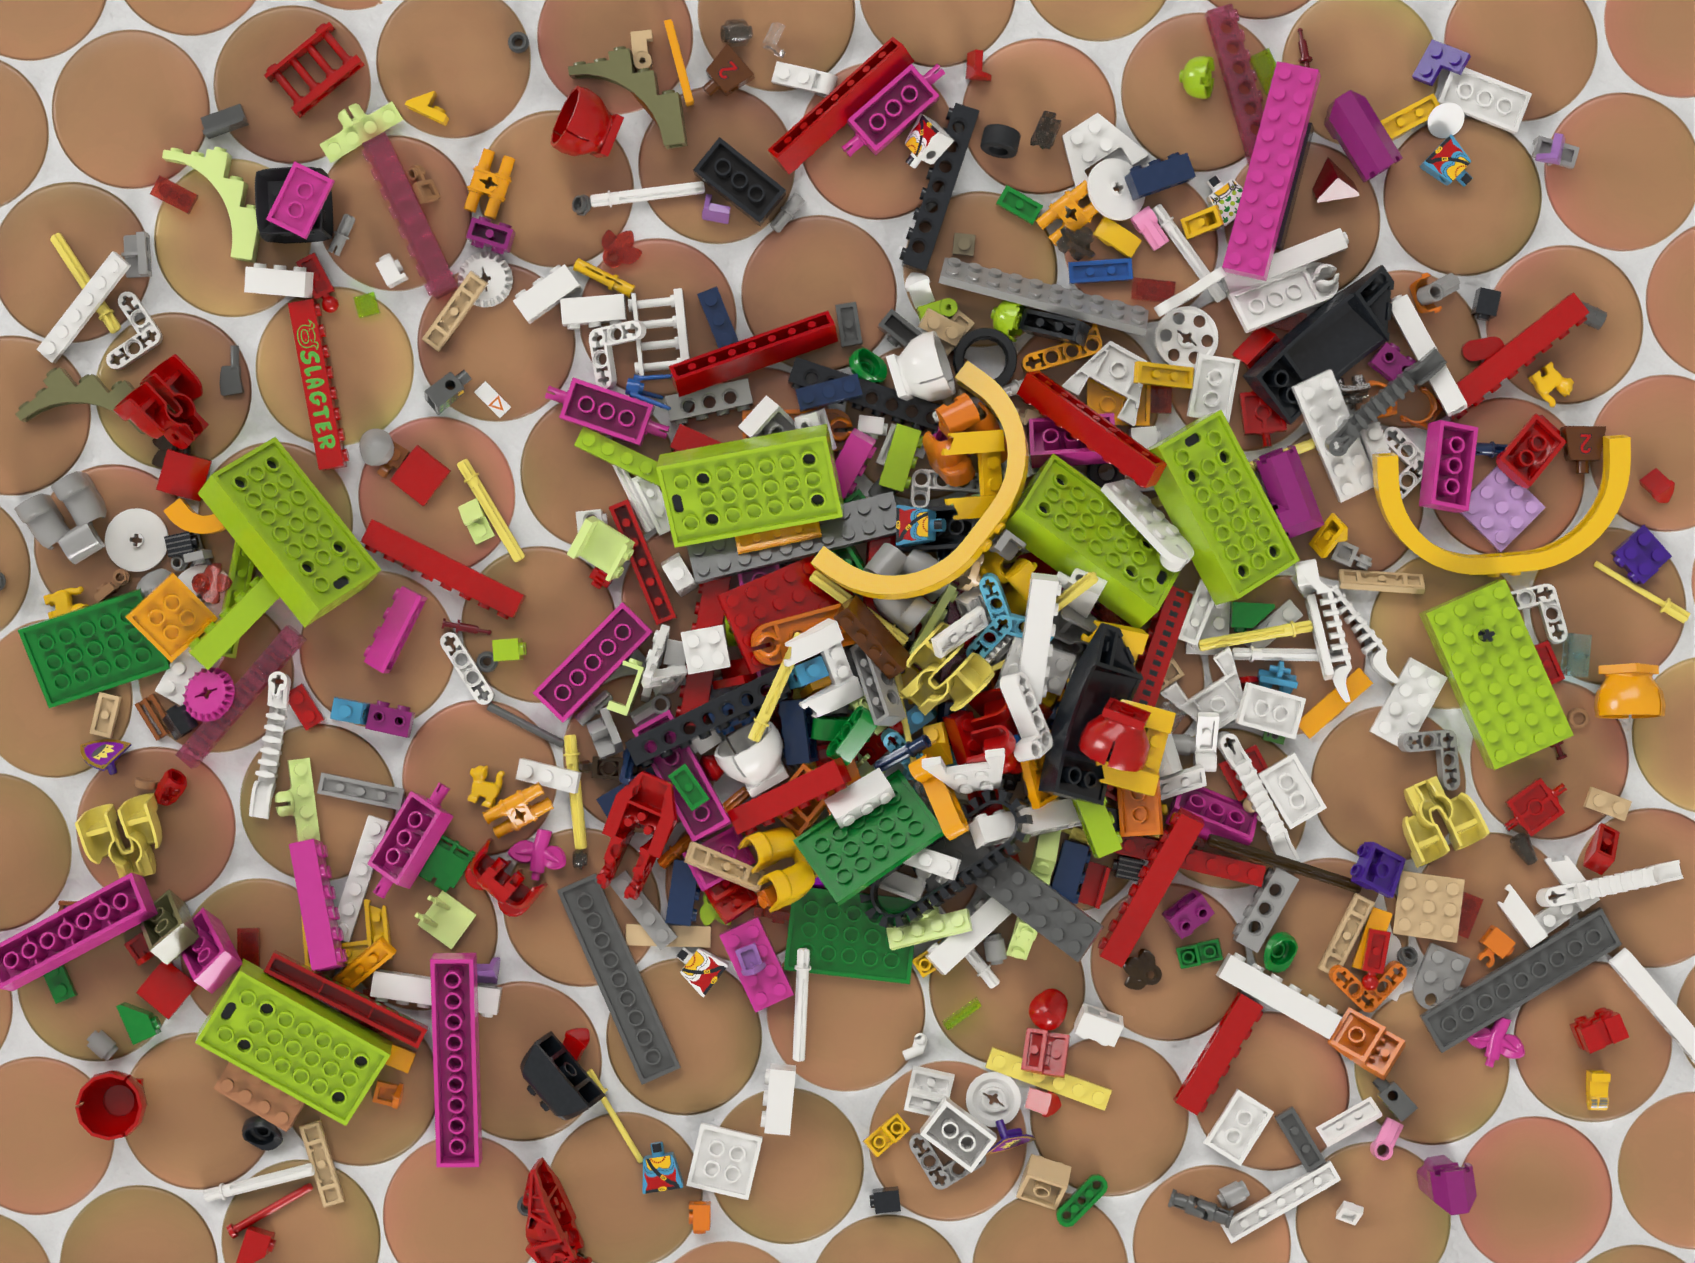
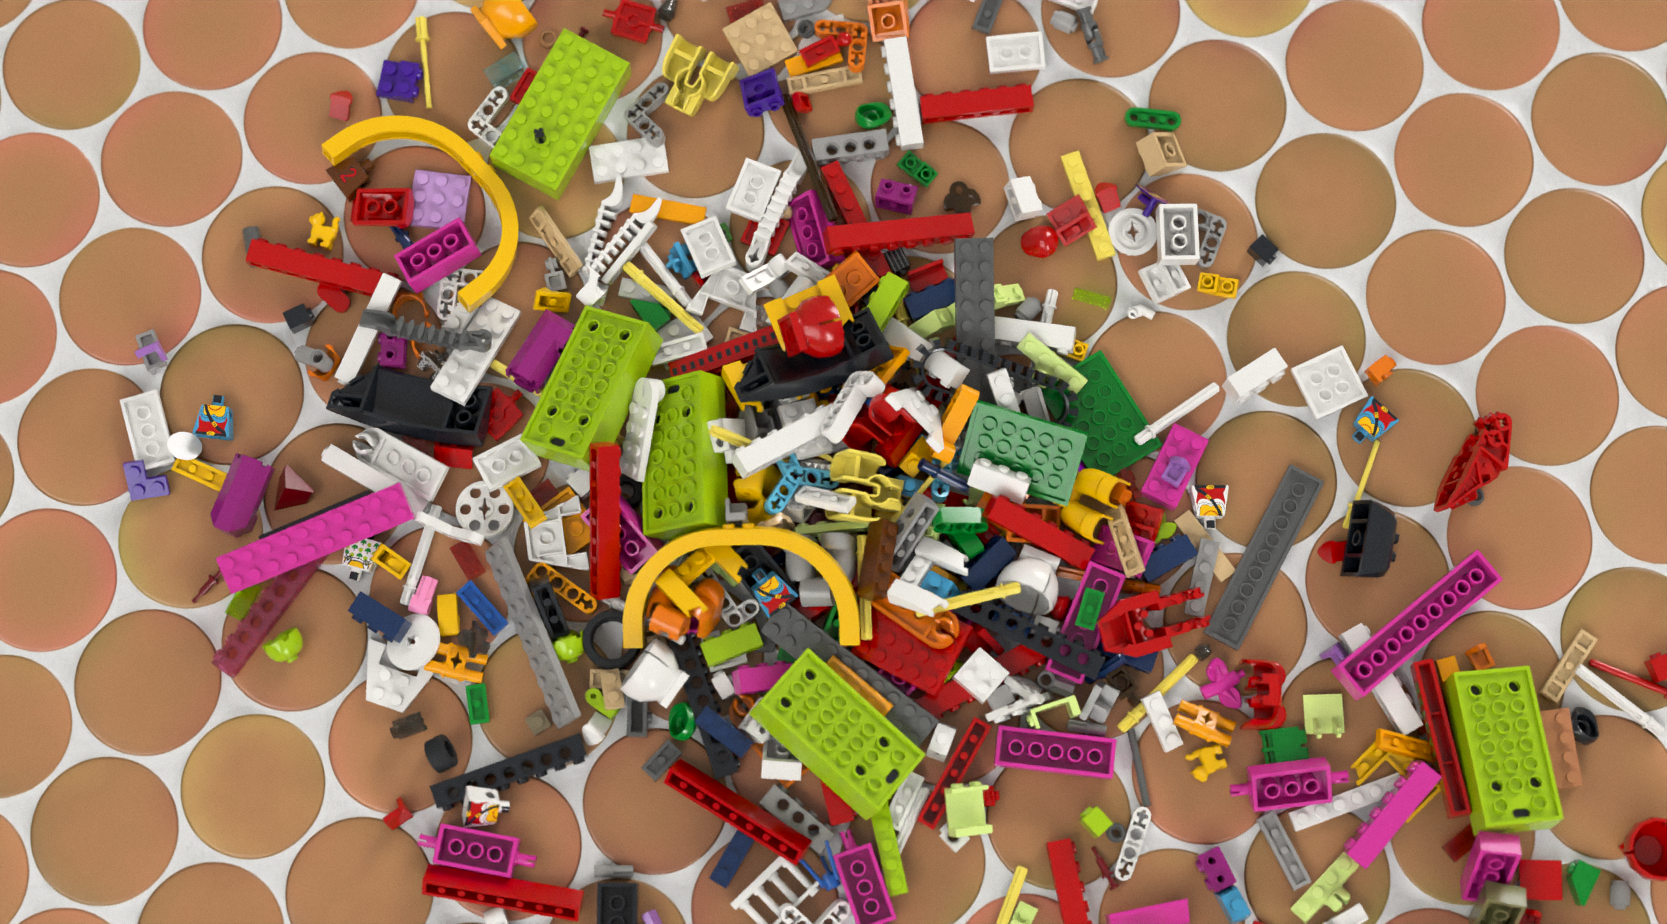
camera: 130 degrees left, 10 degrees down
(1341, 898) = (801, 102): none -> red plate

